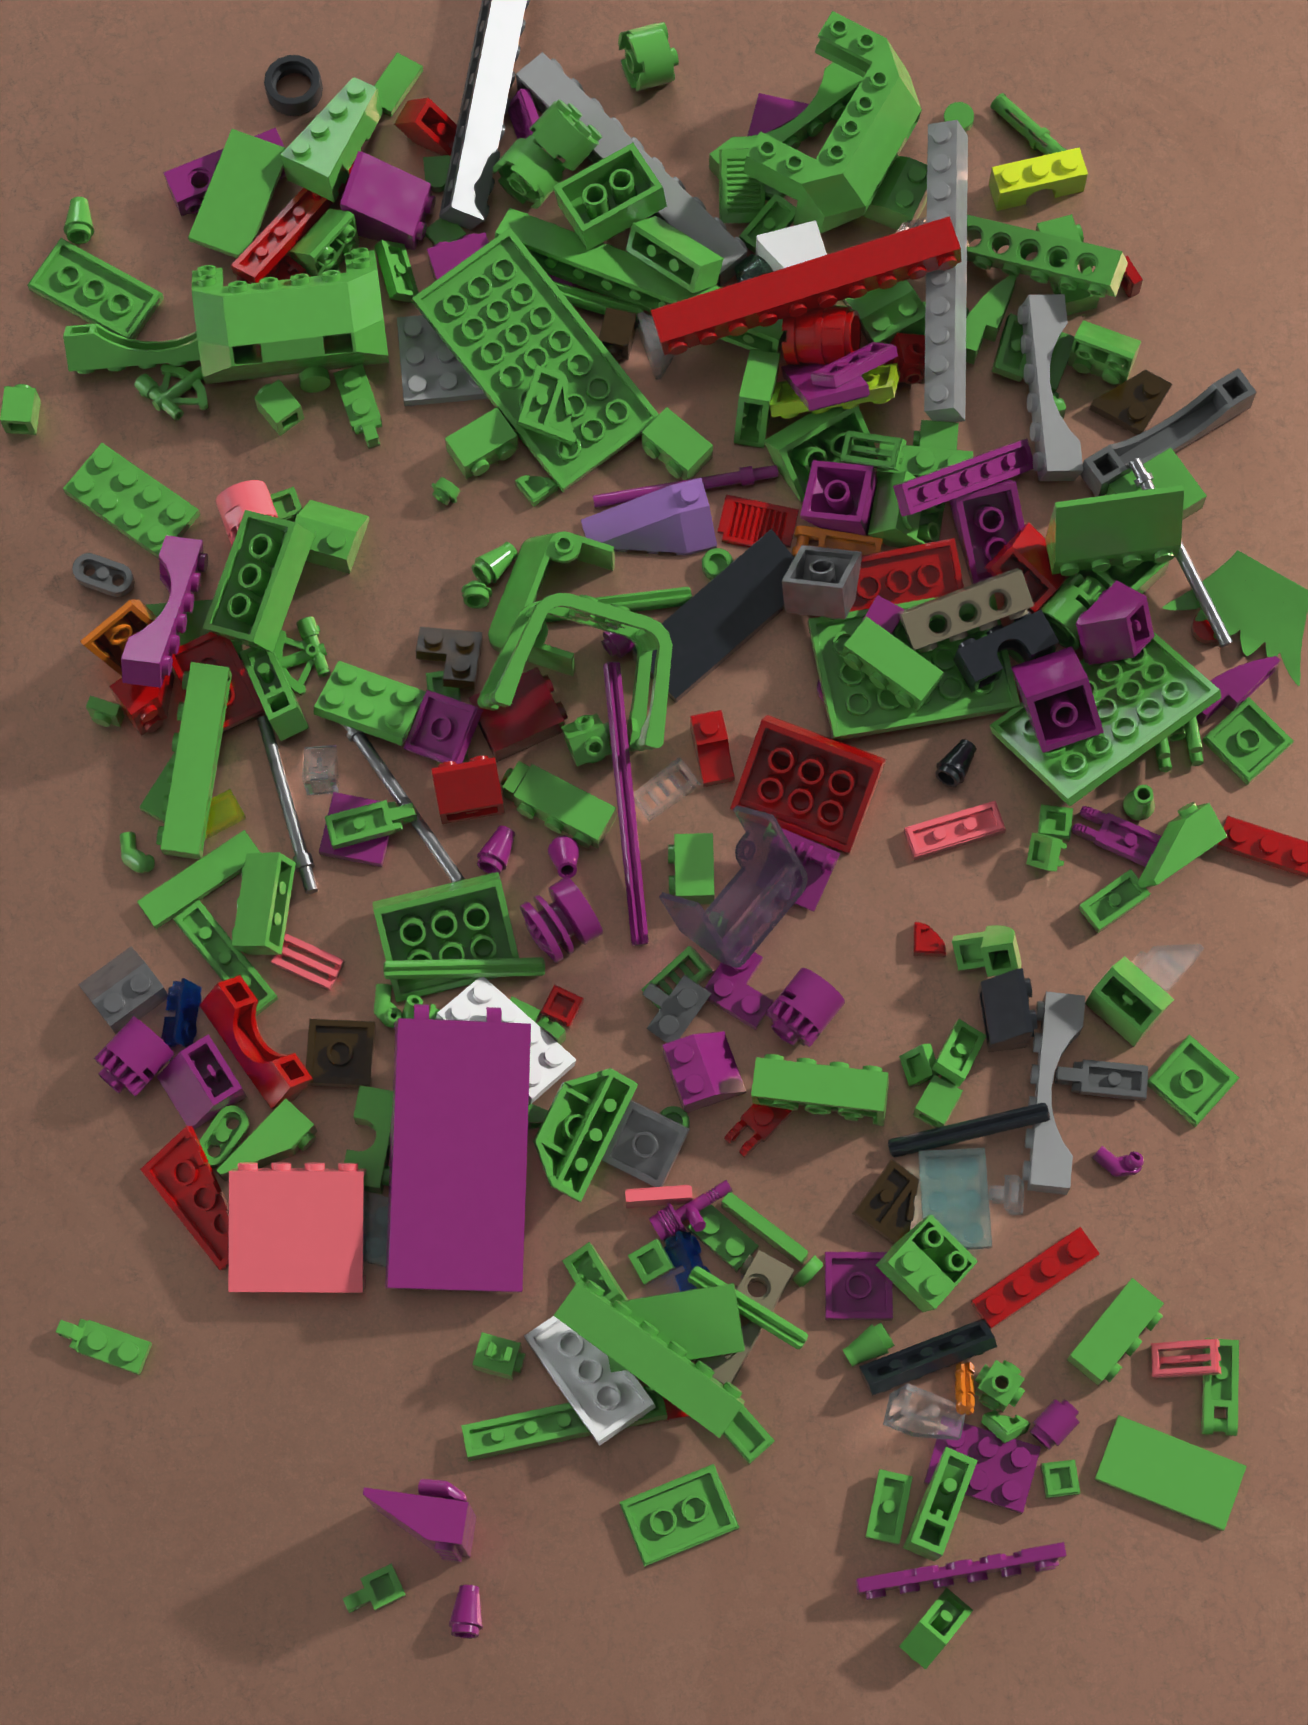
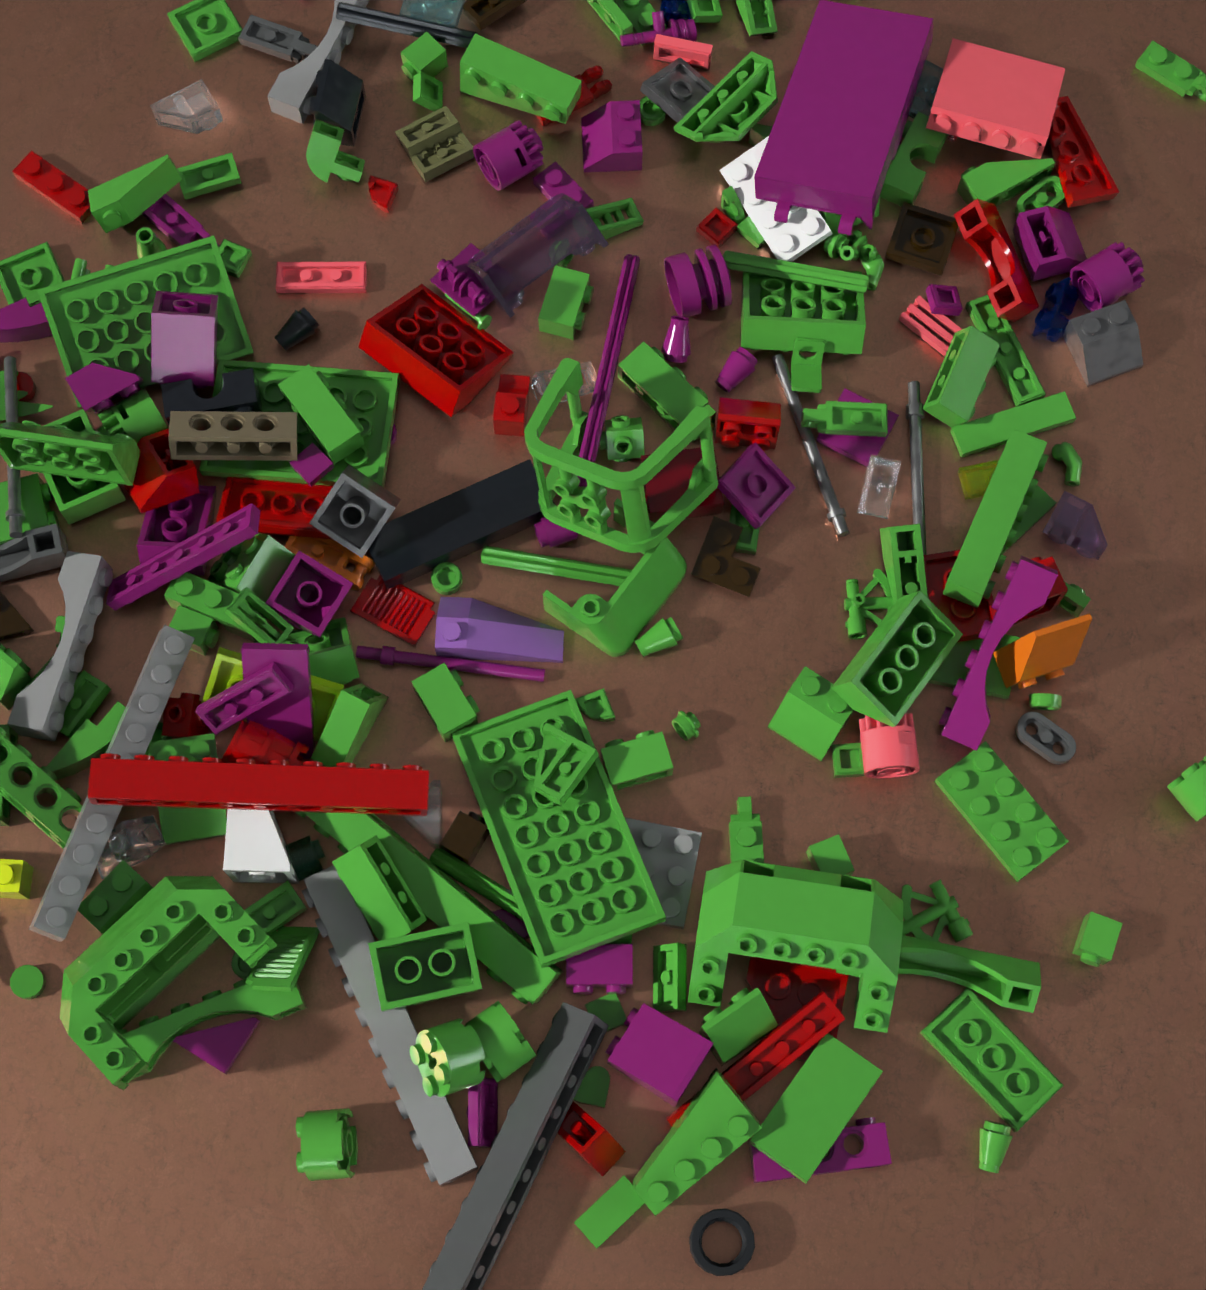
camera: 165 degrees left, 0 degrees up
(107, 605) = (1045, 701): none -> bright green tile
(117, 787) = (1076, 525): none -> clear purple slope
(301, 989) = (944, 299): none -> magenta tile
(369, 703) = (816, 534): bright green plate -> none
(423, 867) = (806, 371): none -> bright green bracket
(476, 594) = (685, 613): bright green plate -> none
(677, 1009) = (620, 189): dark grey plate -> none
(891, 1013) = (435, 143): none -> olive slope
(959, 1052) = (391, 87): bright green plate -> none
(1045, 852) = (250, 227): bright green tile -> none
(1128, 1000) = (230, 78): bright green slope -> none

